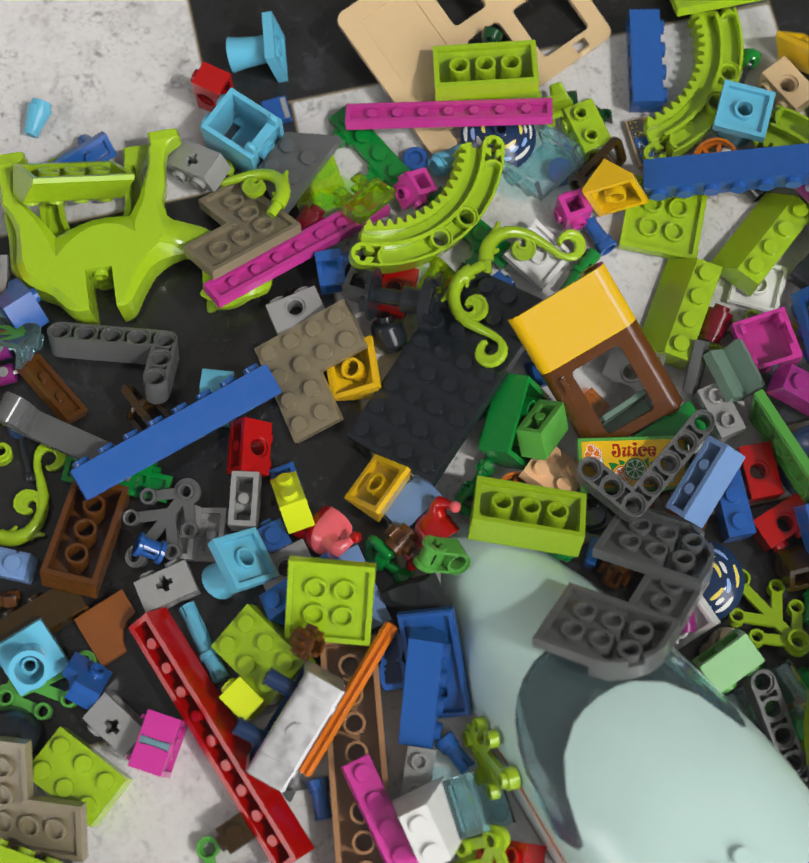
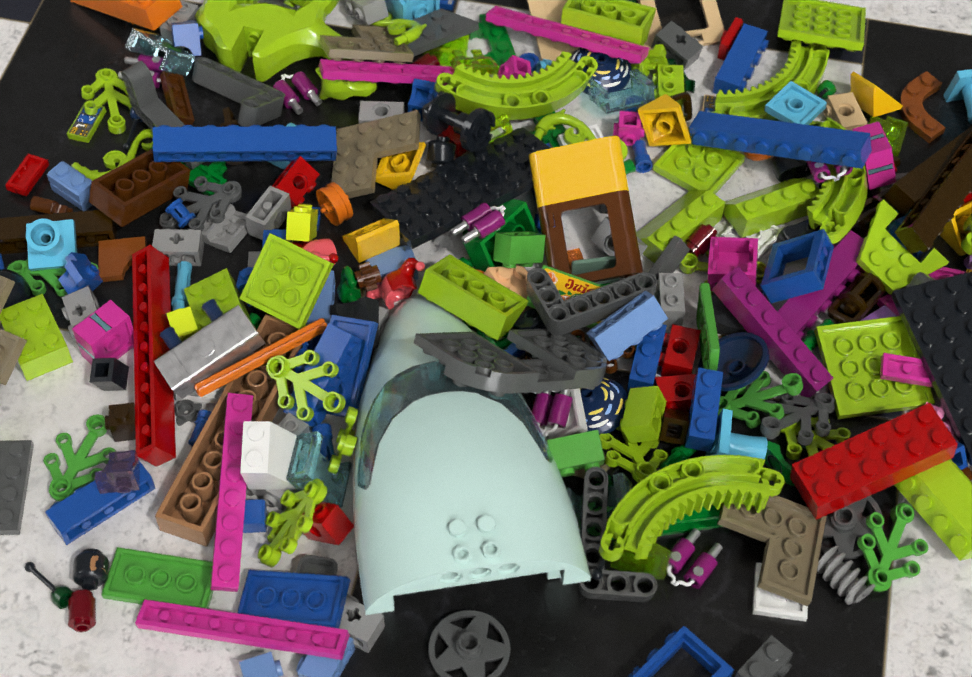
camera: 25 degrees right, 20 degrees down
(186, 306) = (303, 85): none -> magenta piece
(189, 786) = (109, 374): none -> black brick
(239, 564) = (237, 240): medium azure plant -> none
(307, 642) = (252, 299): reddish brown gear -> none
(310, 455) = (334, 203): none -> orange wheel
(411, 713) = (302, 382): none -> lime plant
(443, 554) = (387, 288): bright green piece -> none
(470, 319) = (512, 149): lime plant -> none
(505, 431) = (480, 222): none -> magenta piece
(580, 77) = (678, 45): none -> dark grey brick
(618, 32) = (729, 37): none -> red plate
(734, 371) = (693, 269): sand green panel -> none
(765, 576) = (643, 414): none -> lime brick

